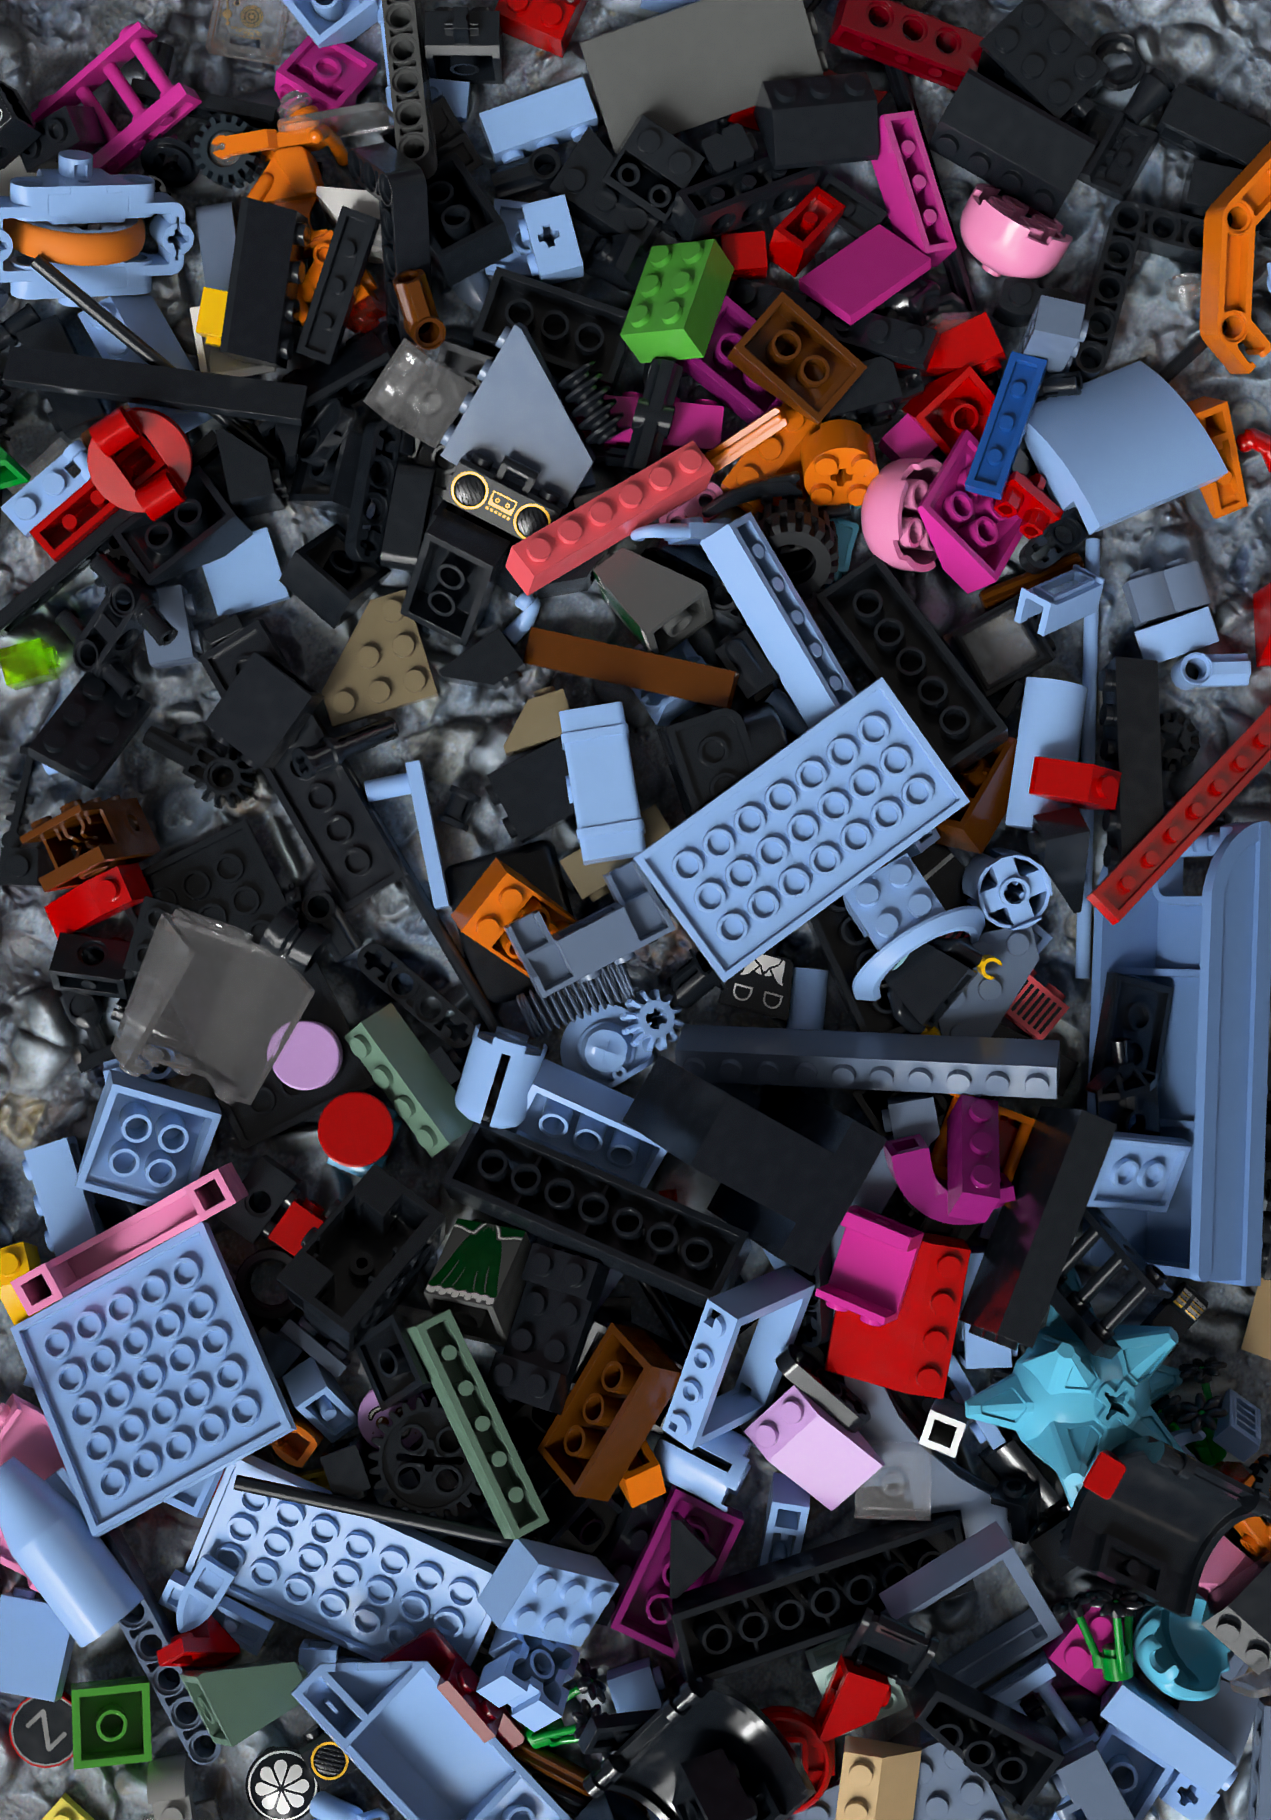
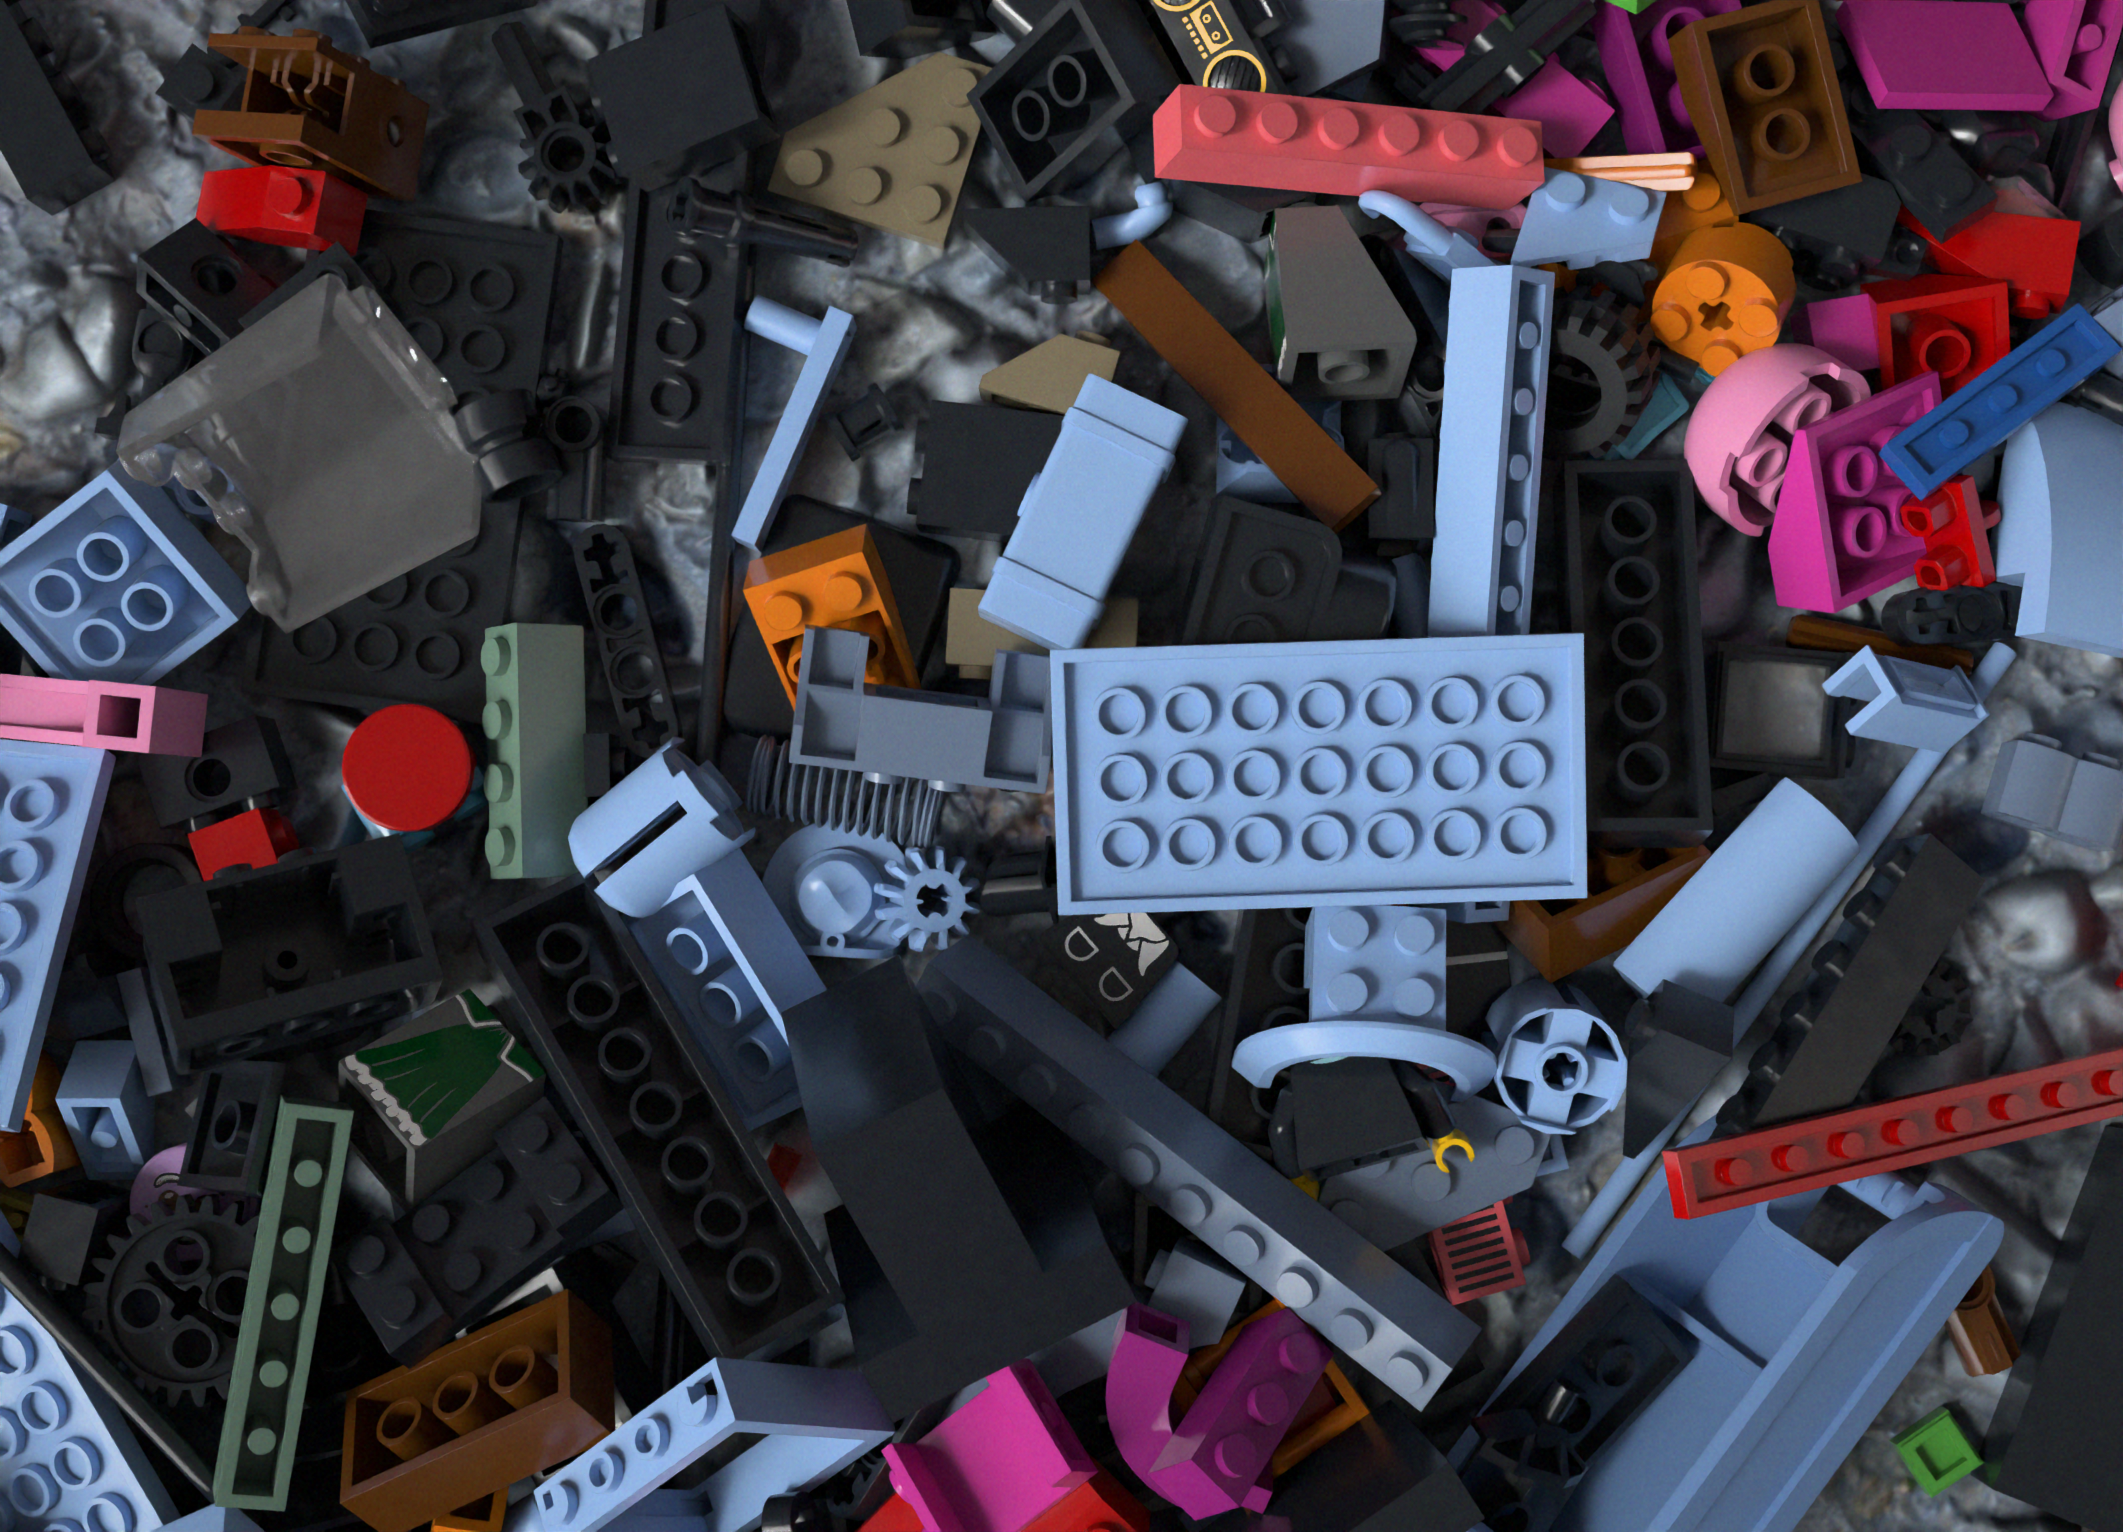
camera: 40 degrees right, 0 degrees up
(309, 1056) = (416, 622): lavender head -> none
(748, 474) = (1587, 222): none -> light blue wing
(1075, 783) = (1754, 975): red slope -> none
(1177, 635) = (2036, 864): light blue slope -> none
(1213, 670) = (2050, 947): light blue piece -> none

